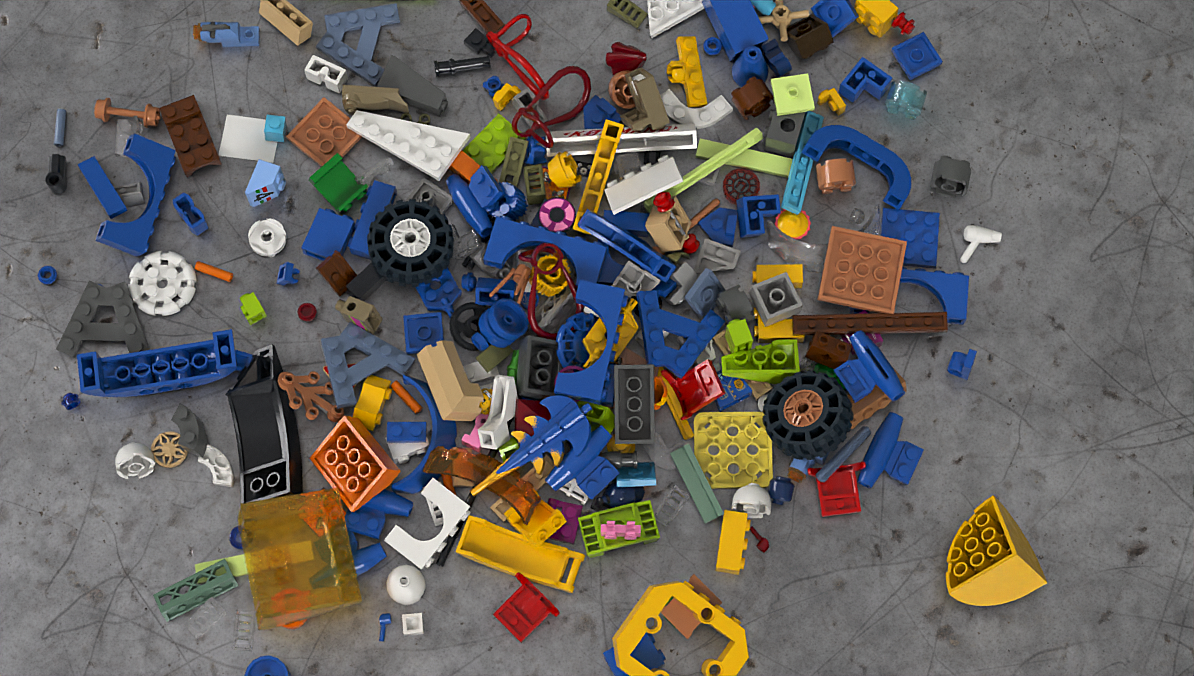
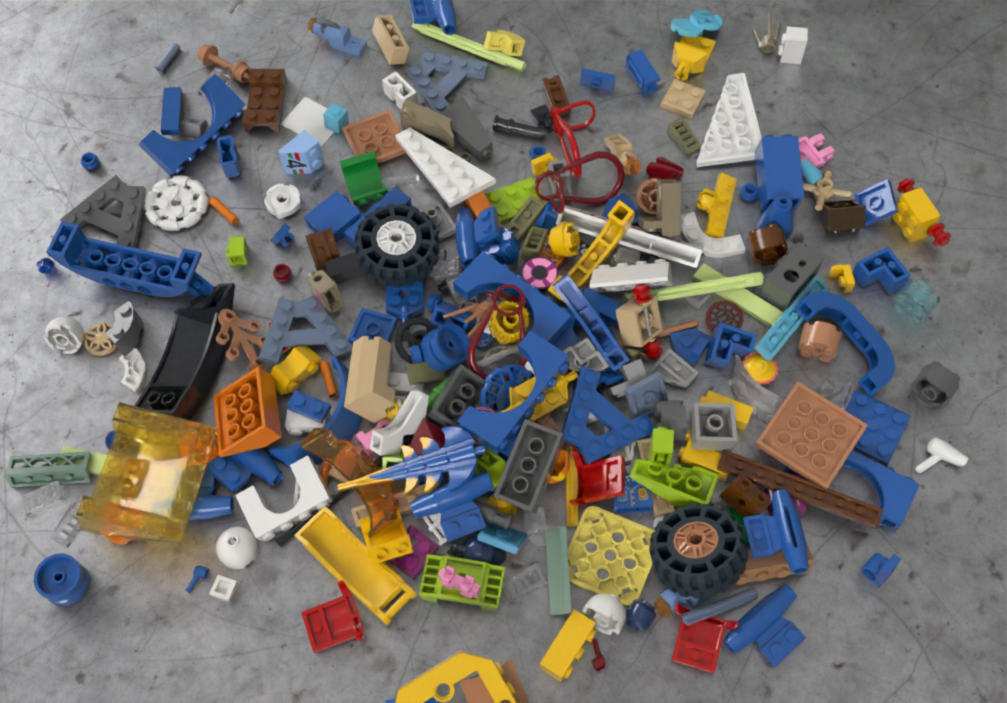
camera: 25 degrees right, 10 degrees down
(56, 172) = (140, 91): black piece -> none
(577, 54) = (623, 150): none -> tan plate
(775, 58) = (804, 222): leg -> none
(792, 94) = (807, 250): yellowish green plate -> none
(916, 56) = (941, 268): blue plate -> none

